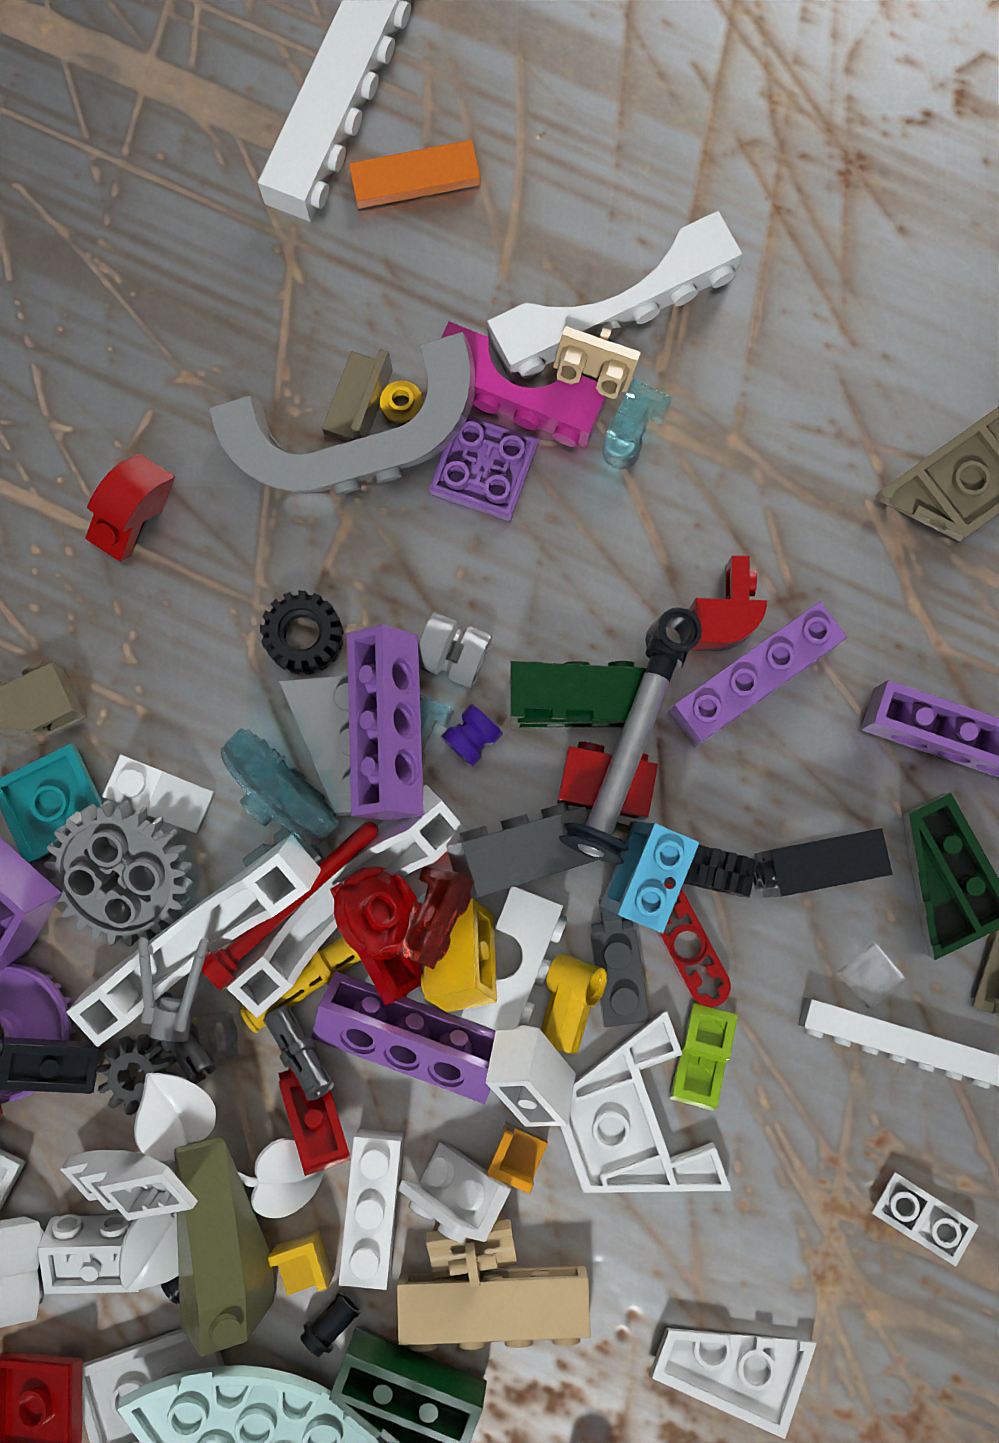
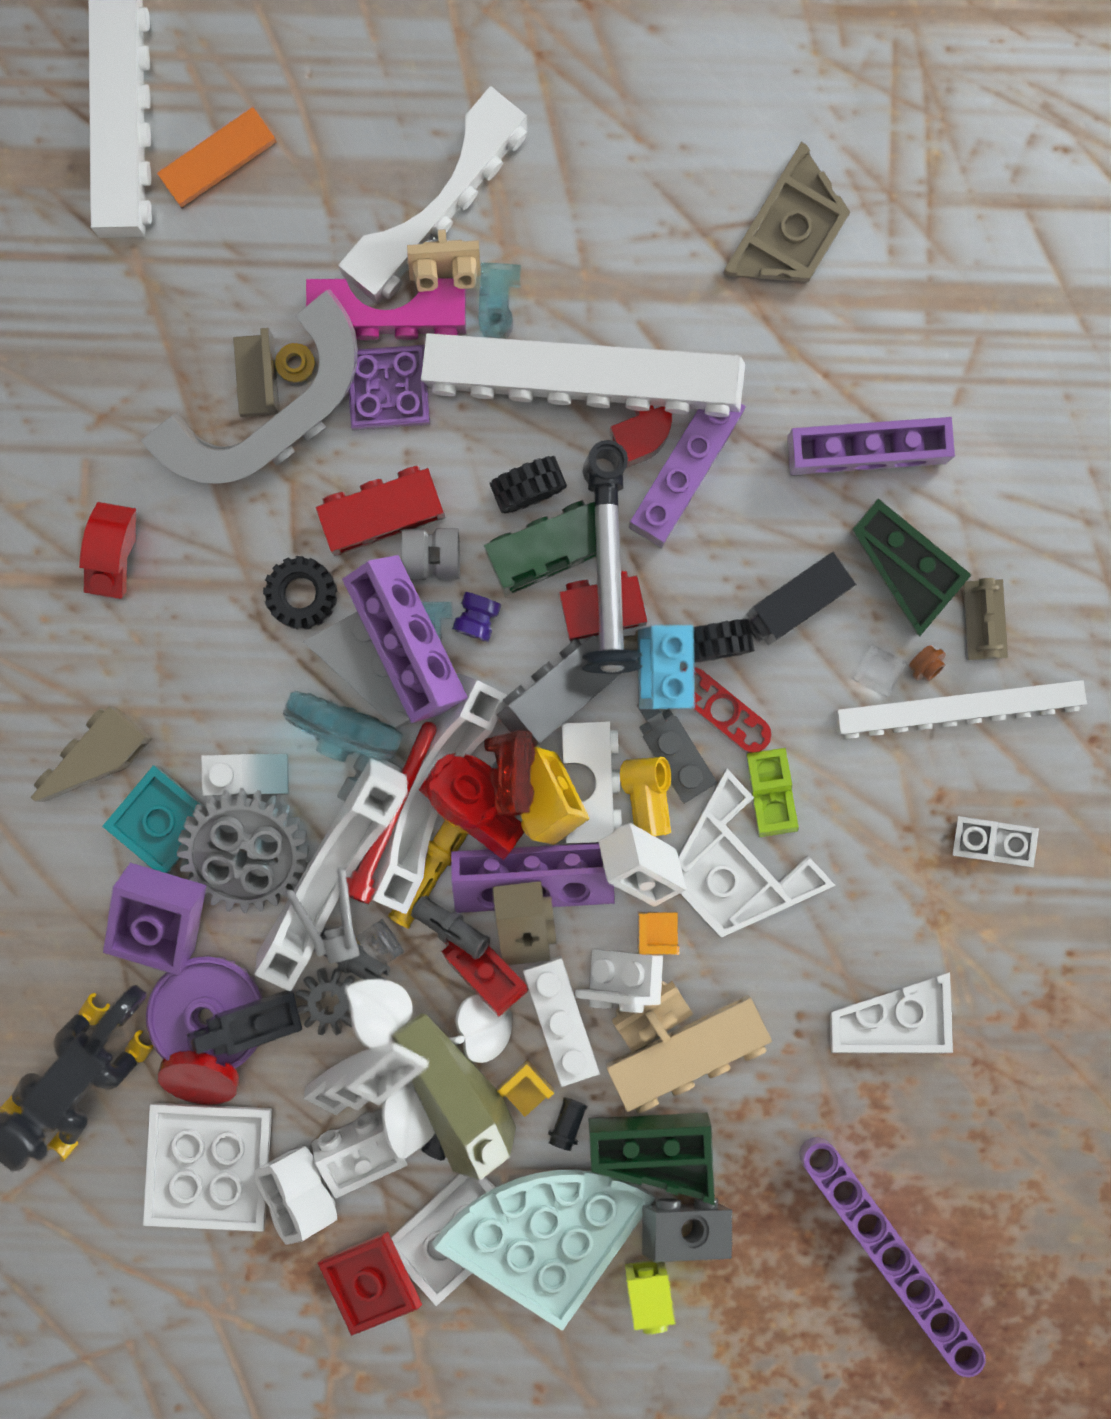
camera: 25 degrees left, 5 degrees up
(377, 1083) = (524, 923): none -> dark tan brick
(420, 584) = (379, 510): none -> red brick
(584, 621) = (528, 484): none -> black tyre
(695, 532) = (583, 373): none -> white brick
(928, 991) = (928, 663): none -> dark orange plate

